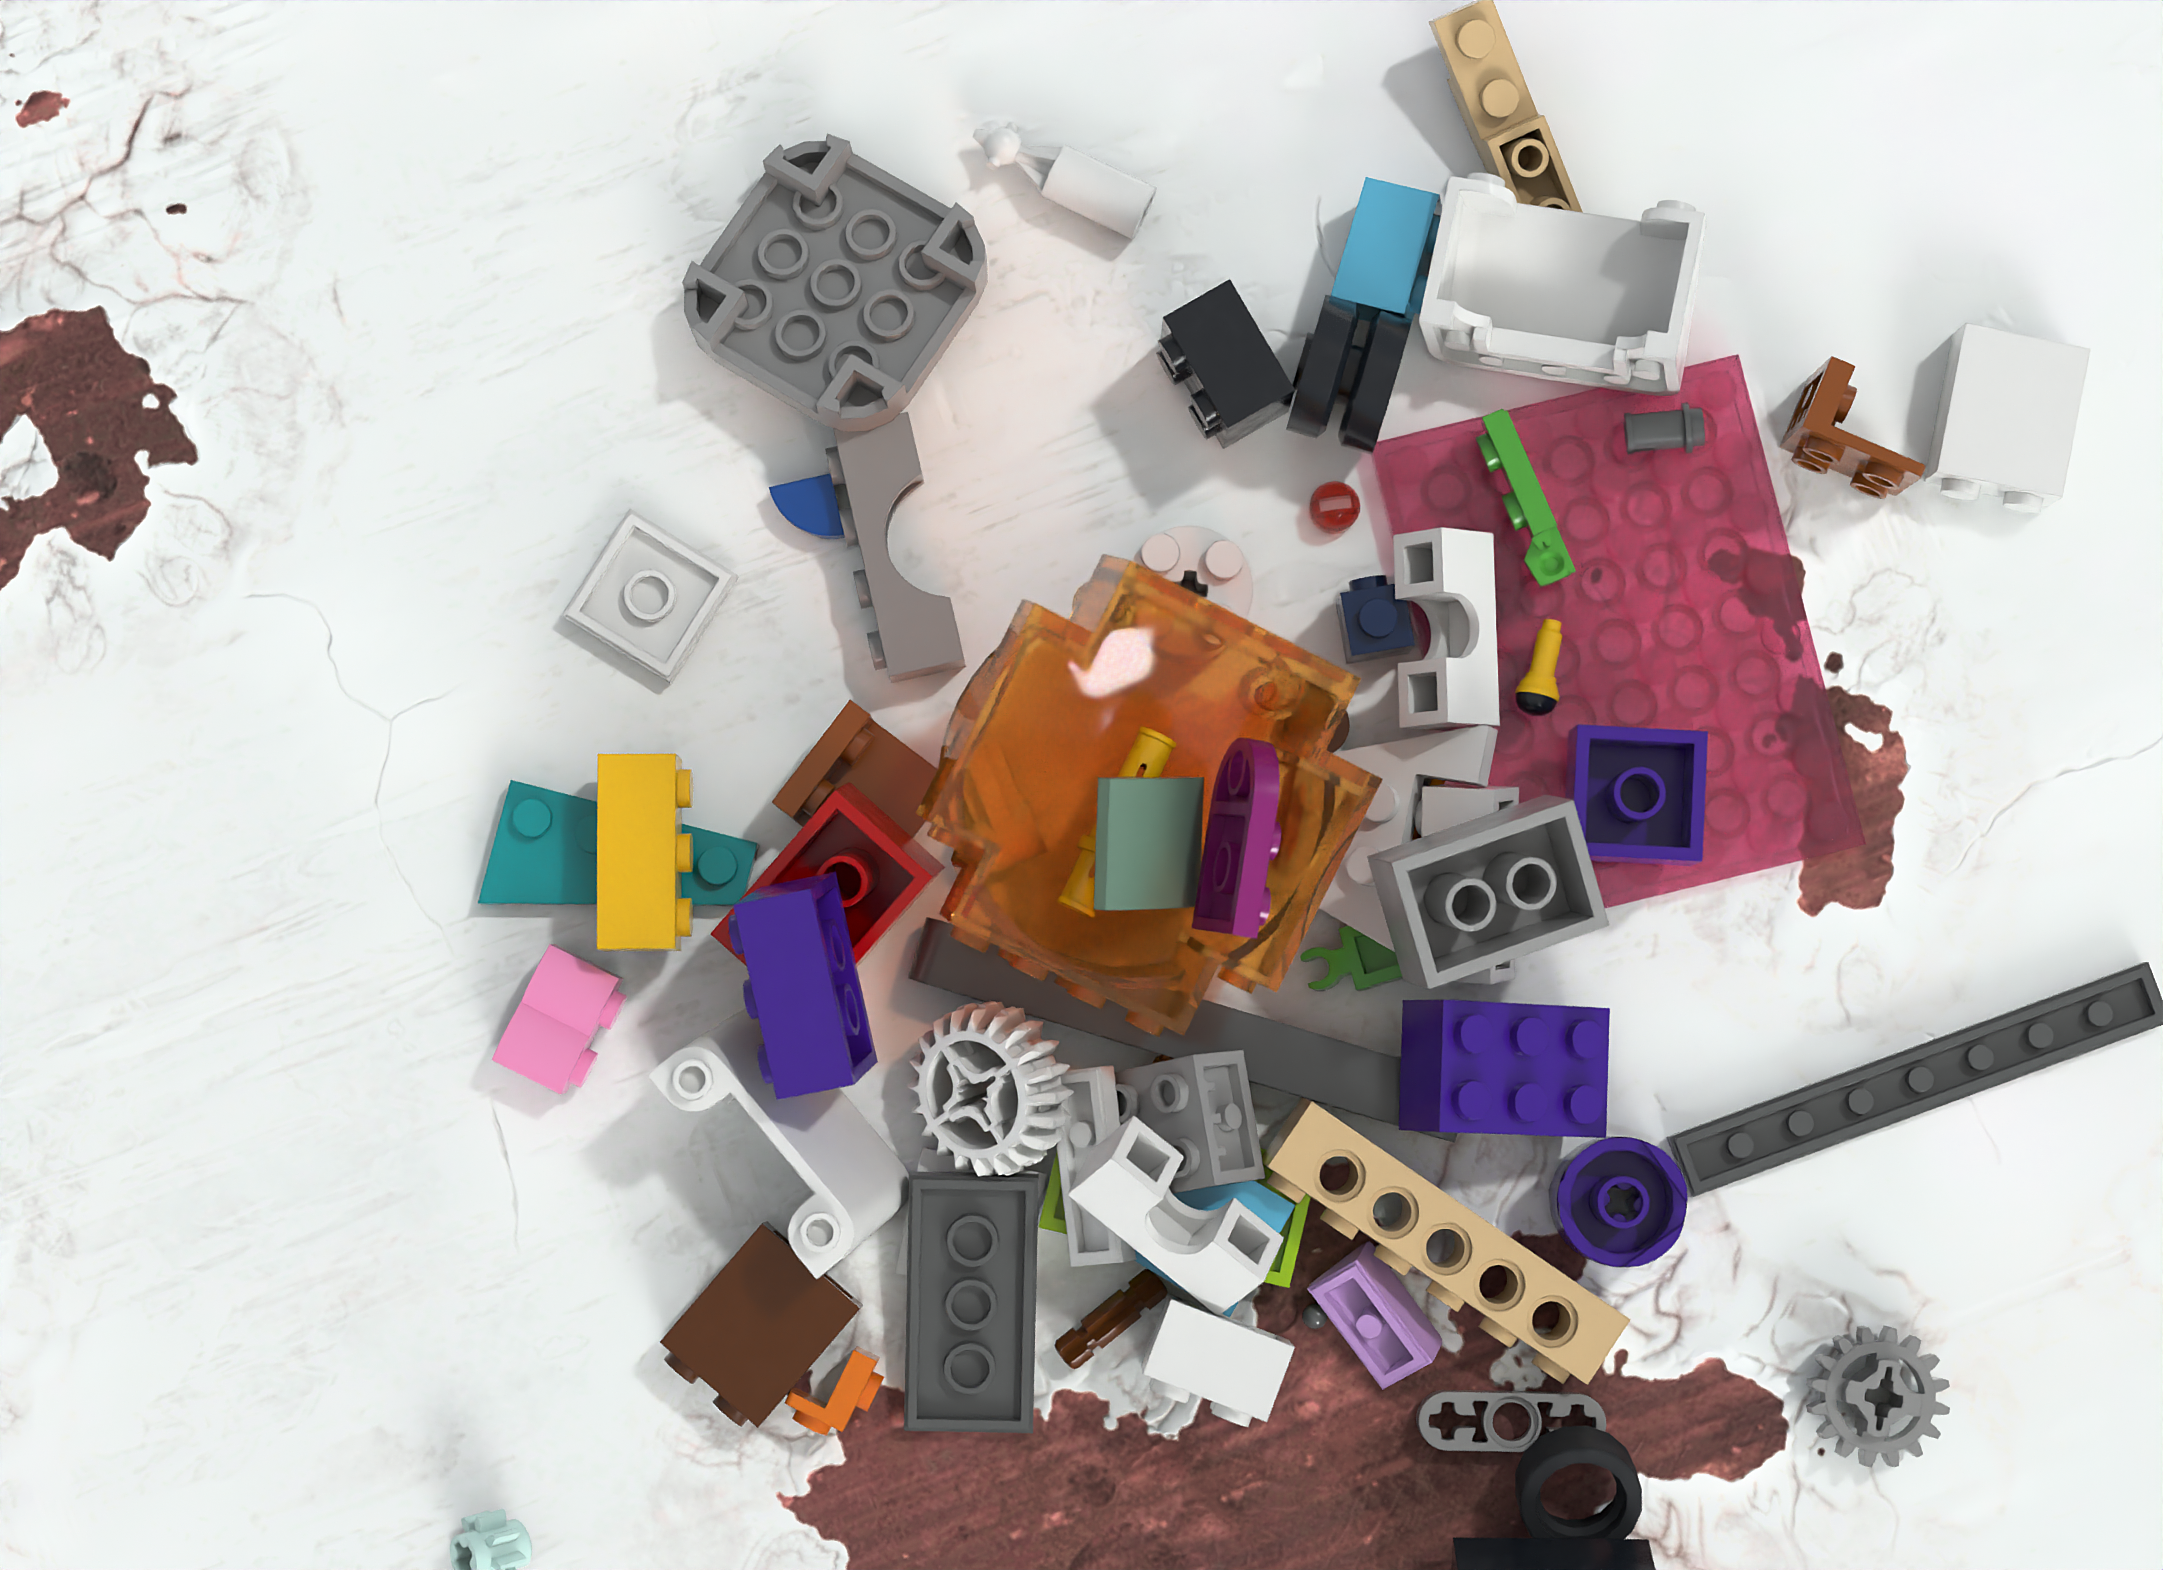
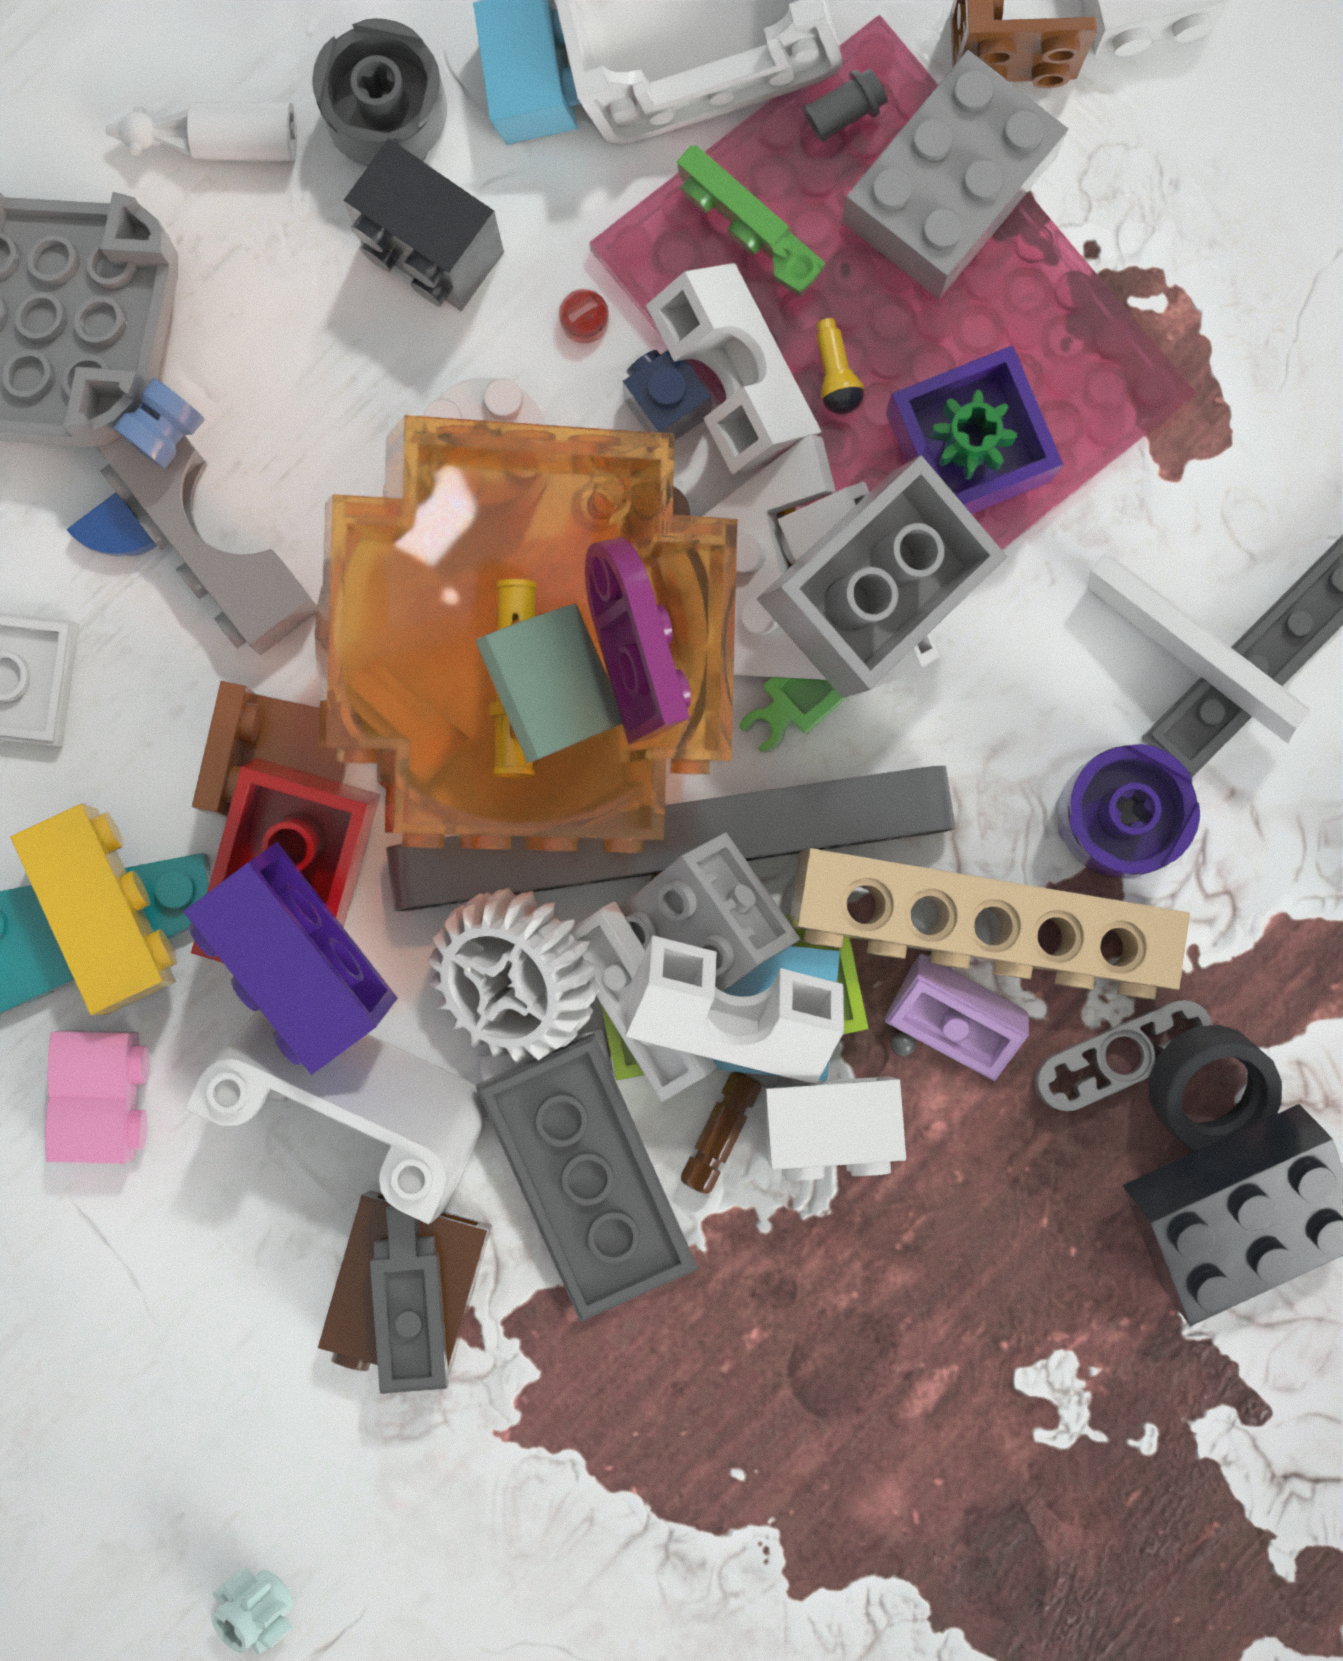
camera: 20 degrees left, 0 degrees up
(759, 1344) = (408, 1308): none -> dark grey hinge
(854, 1389) = (516, 1306): orange bracket -> none
(892, 451) = (159, 423): none -> medium blue wheel
(1234, 186) = (351, 83): none -> dark grey brick
(1348, 374) = (537, 183): black wheel -> none
(1504, 1068) = (969, 738): dark purple brick -> none
(1648, 796) = (988, 427): none -> green gear
(1731, 543) = (953, 174): none -> light grey brick
(1752, 1081) = (1198, 648): none -> white tile

